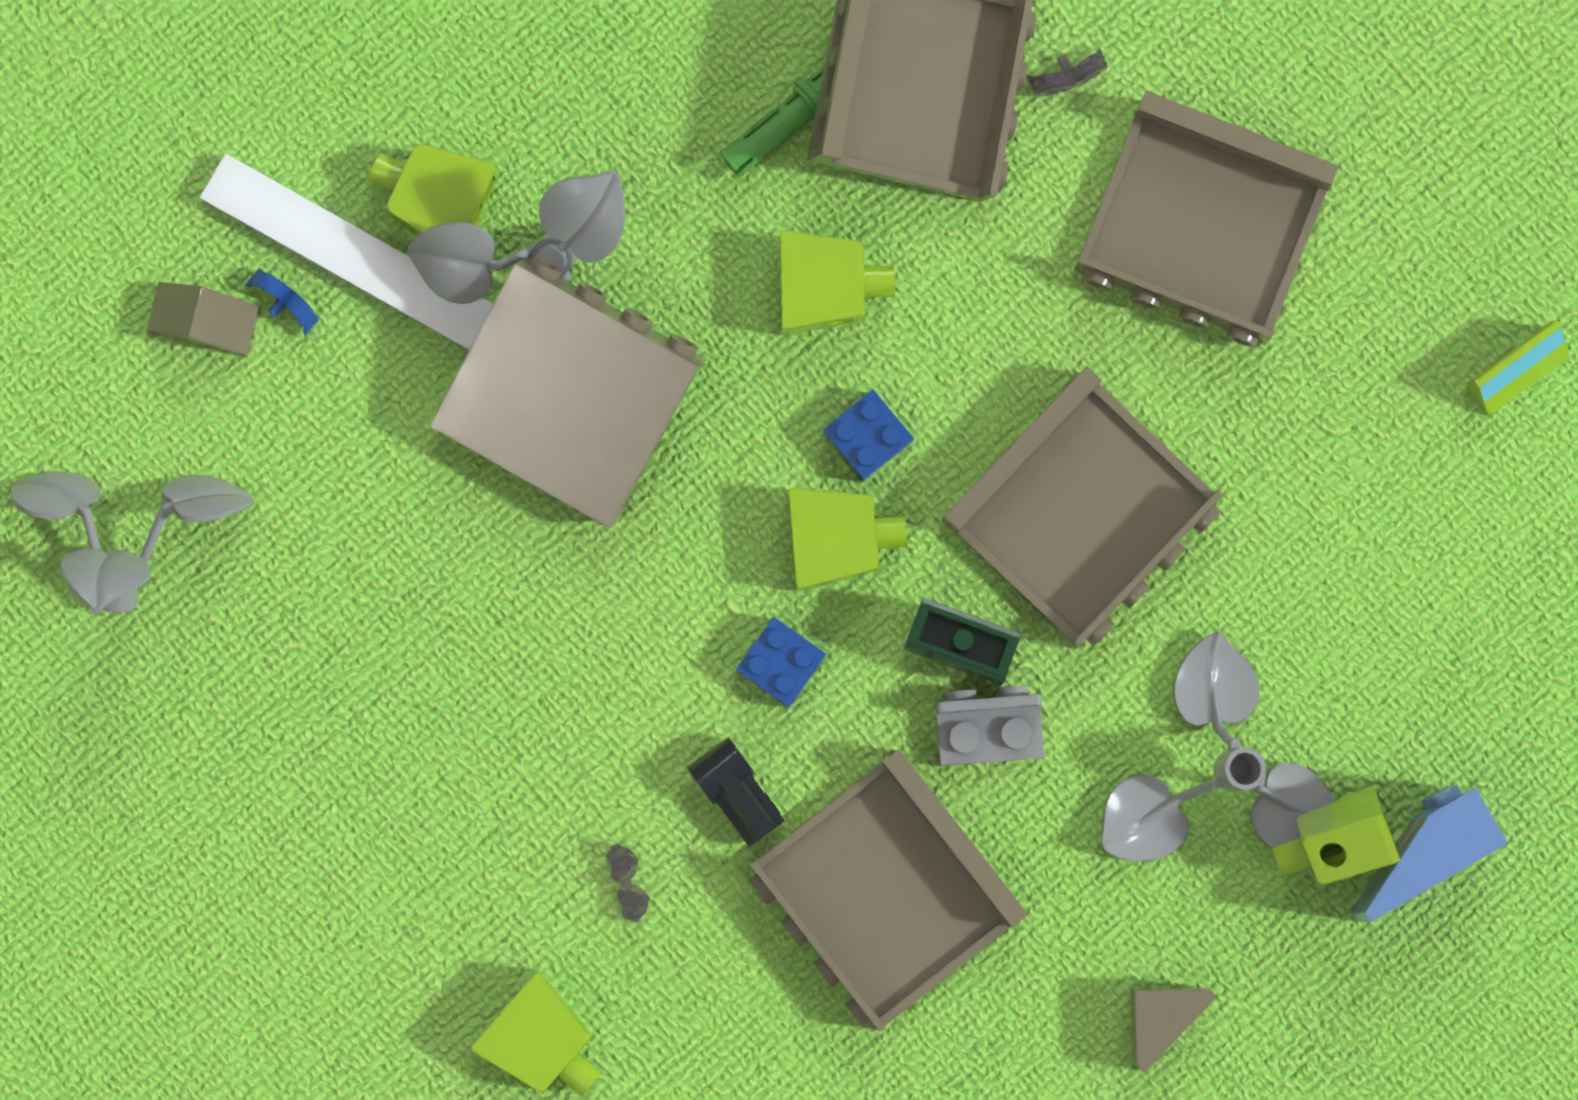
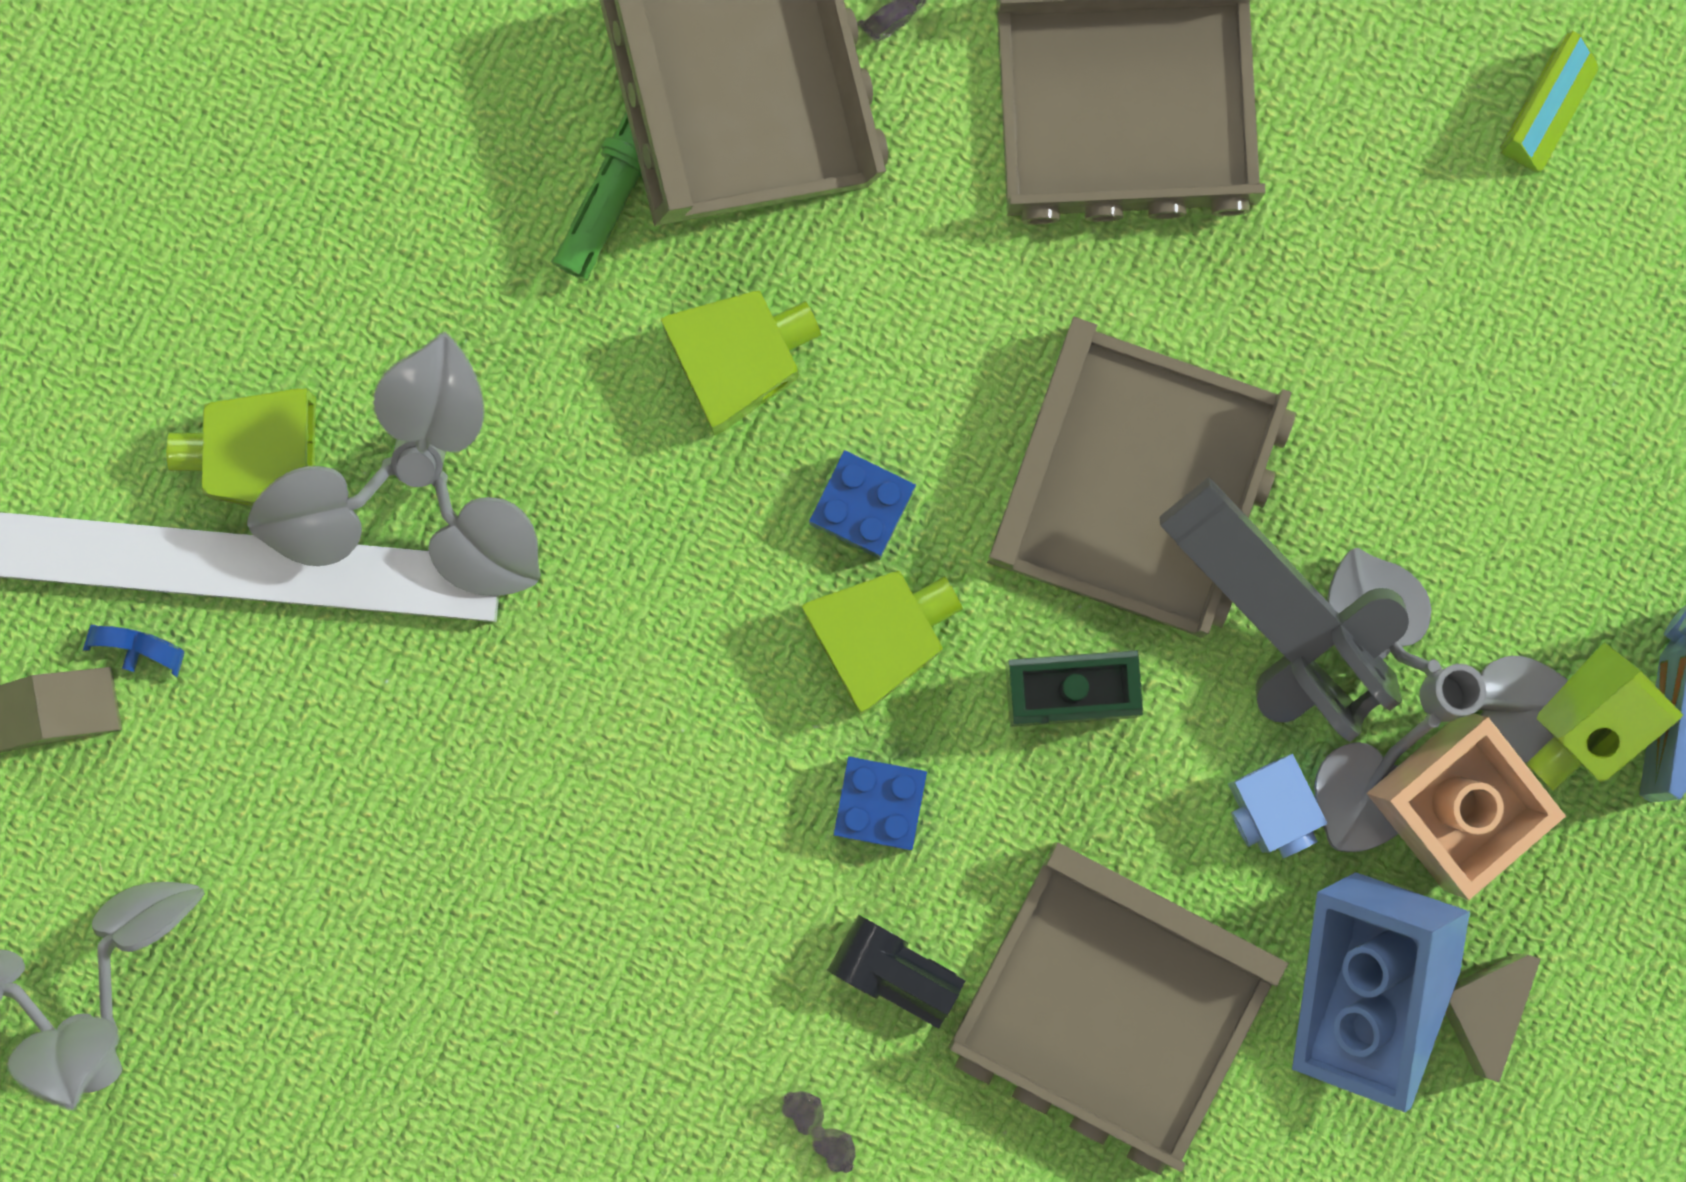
camera: 25 degrees left, 0 degrees up
(567, 390) = (501, 605): panel -> none
(989, 728) = (1147, 772): light grey bracket -> none
(1073, 798) = (1276, 808): none -> light blue brick
(1086, 962) = (1377, 987): none -> medium blue slope
(1148, 659) = (1291, 614): none -> dark grey piece
(1214, 858) = (1466, 805): none -> light nougat brick

